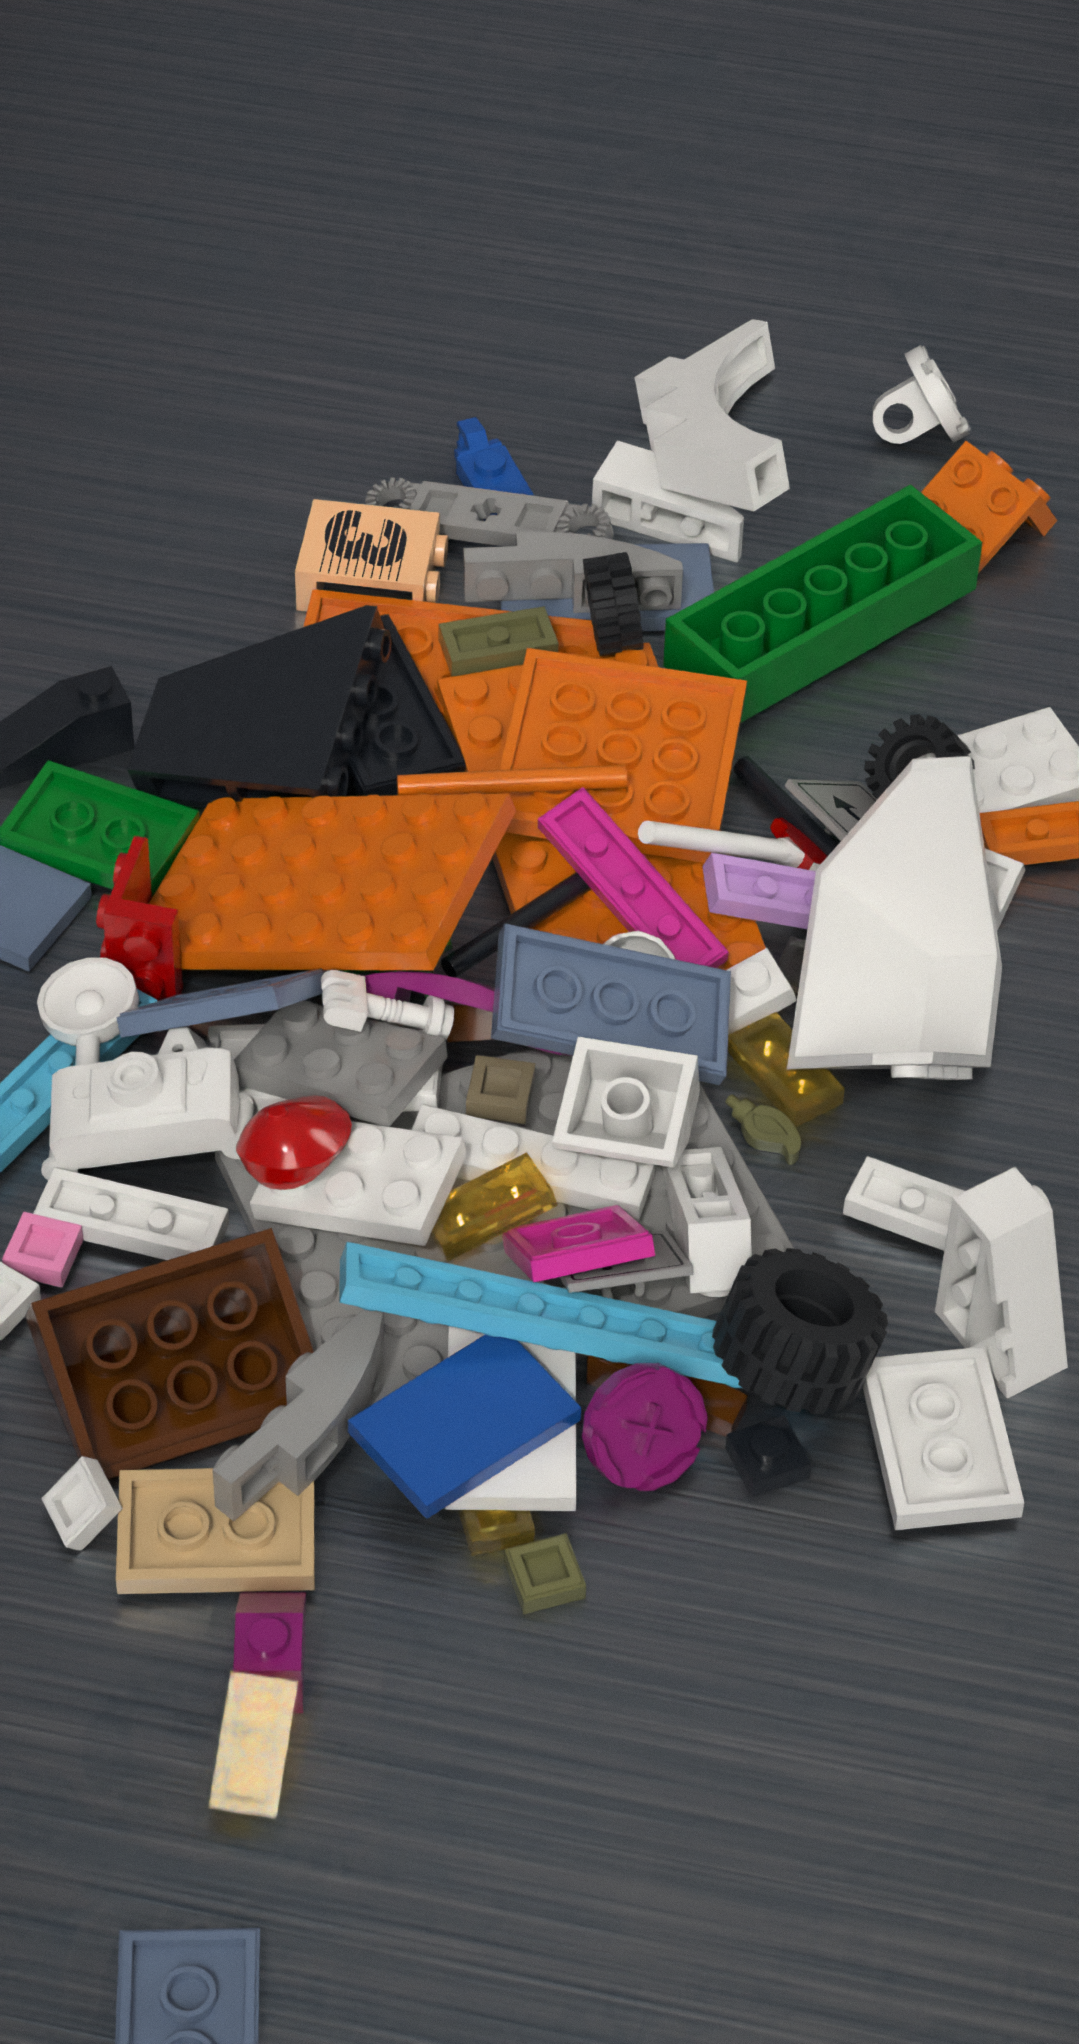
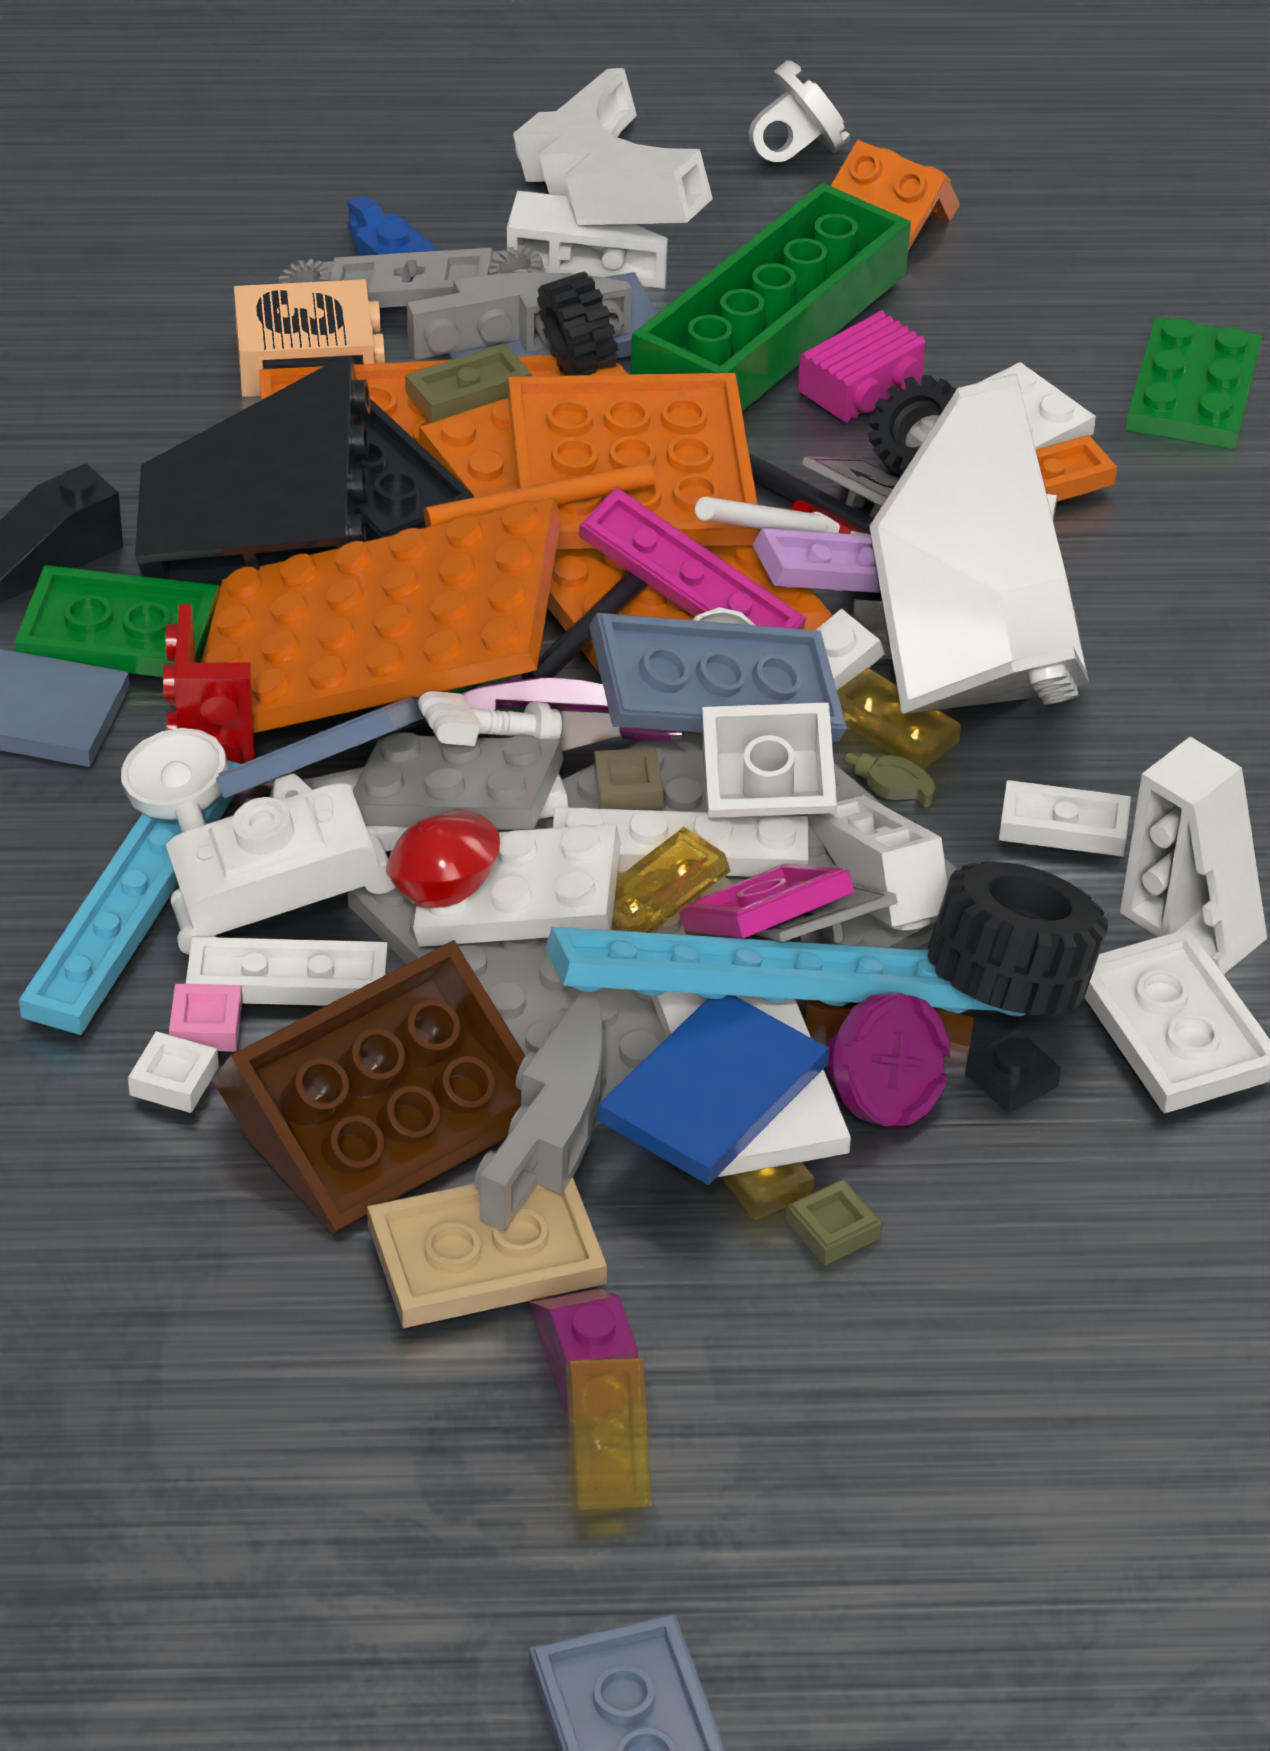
camera: 15 degrees left, 5 degrees down
(81, 1503) = (337, 1247): white tile -> none
(890, 685) = (860, 366): none -> dark pink brick

